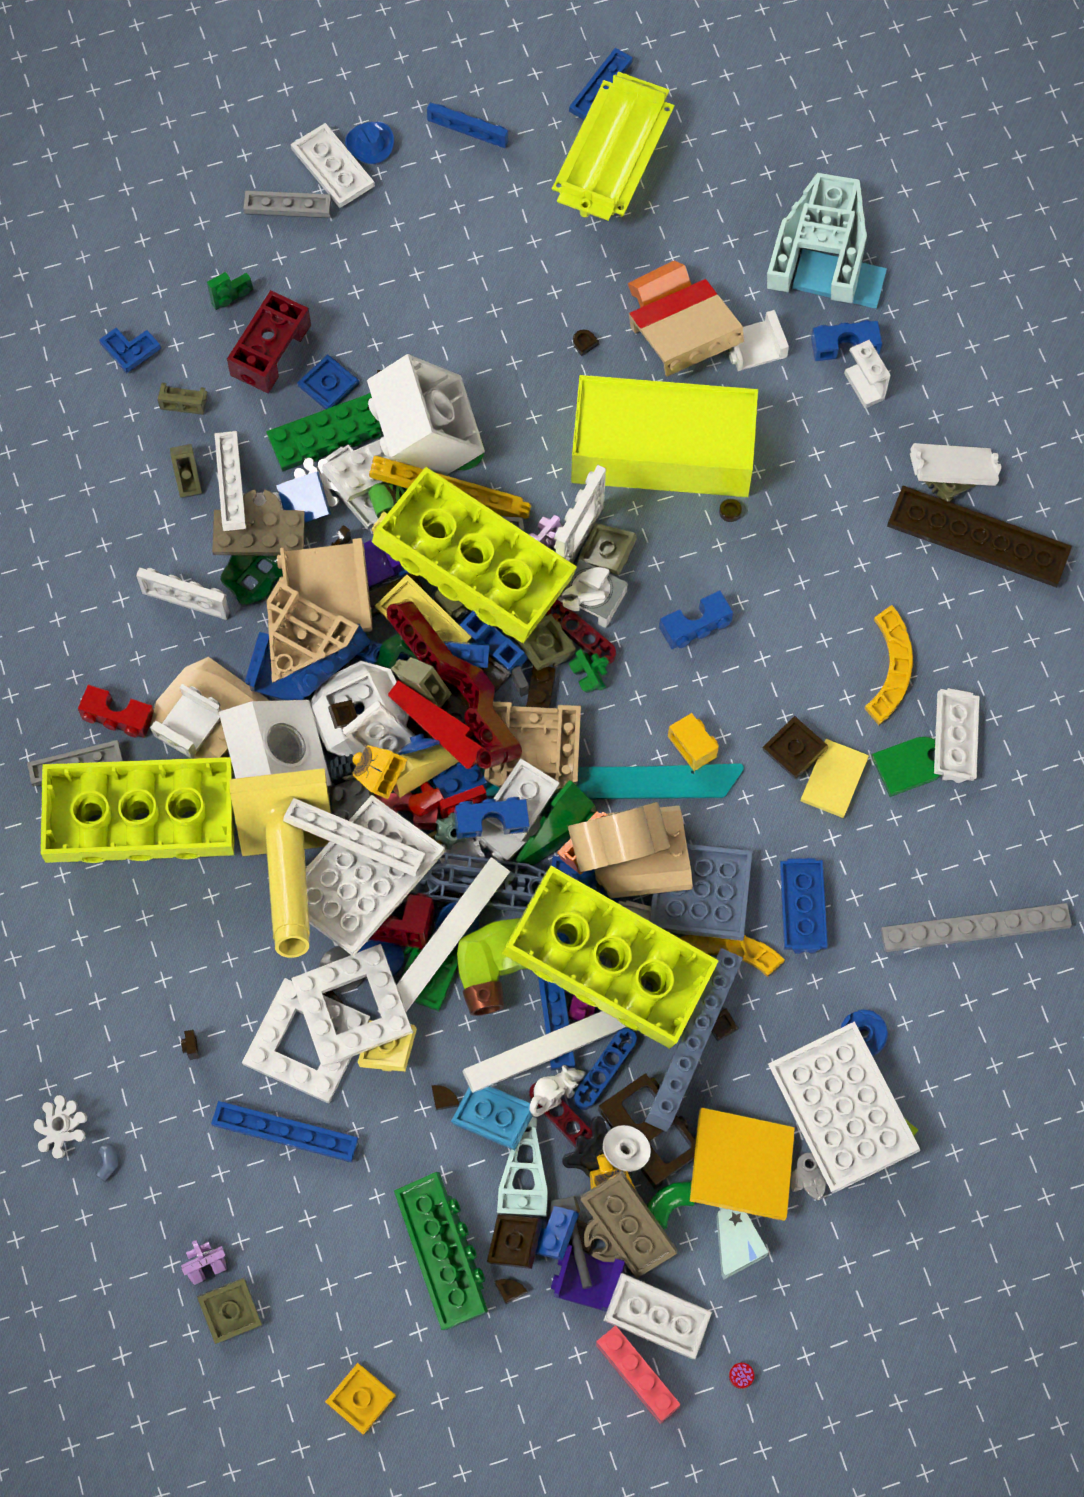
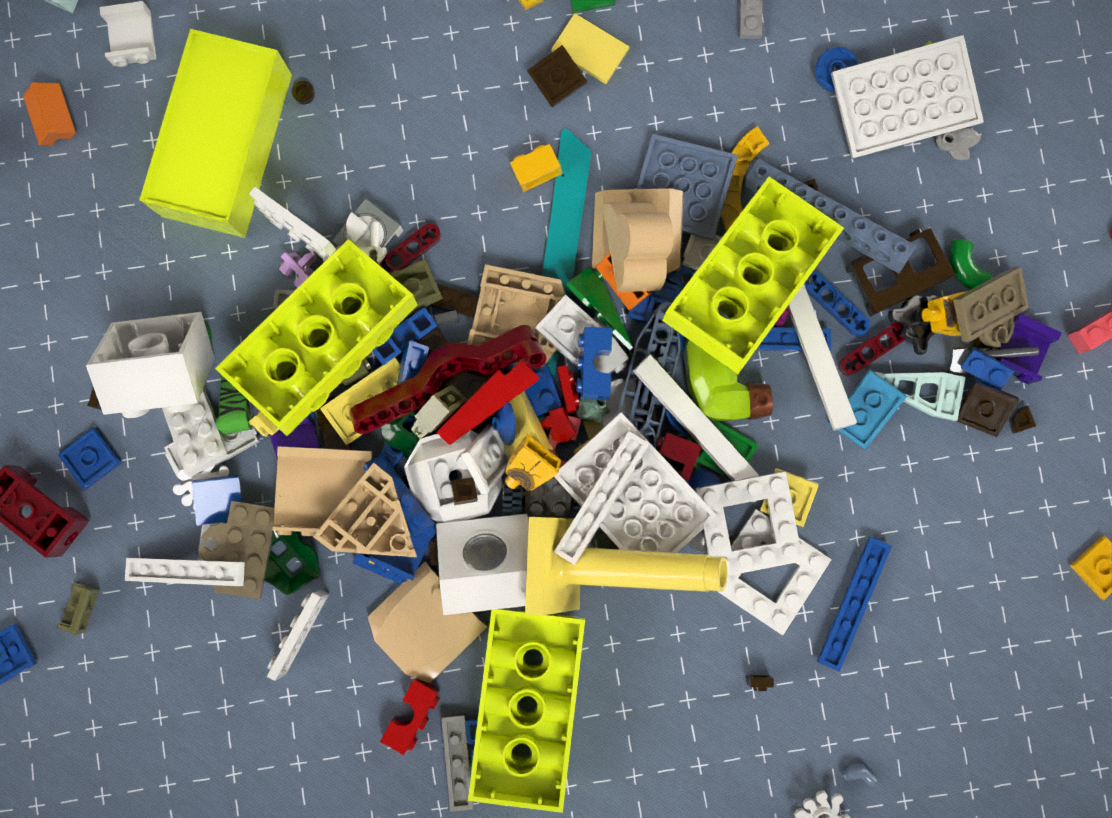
camera: 80 degrees left, 15 degrees up
(185, 470) = (160, 615): olive slope -> none
(188, 722) = (438, 645): white panel -> none
(214, 1258) = (964, 694): lavender hips -> none
(229, 1310) = (1015, 676): olive hinge -> none
(324, 432) = (144, 468): green plate -> none
(344, 536) = (263, 466): dark brown tile -> none
(404, 475) = (217, 386): yellow hinge -> none
(442, 1250) = (985, 474): green plate -> none
(444, 1097) = (841, 452): dark brown tile -> none
(551, 1088) = (853, 351): white animal -> none
(584, 341) = (94, 199): dark brown tile -> none
(593, 679) = (437, 255): green hips -> none
(608, 548) = (325, 211): olive hinge -> none
(631, 1141) = (927, 285): white dish -> none
(657, 1316) = (1068, 294): white tile -> none
(680, 630) = (408, 125): blue arch -> none
(687, 326) = (100, 91): tan panel -> none
(738, 1242) = (1009, 214): light aqua slope -> none
(742, 1164) = (946, 195): yellow tile -> none
(803, 905) = (709, 98): blue brick -> none

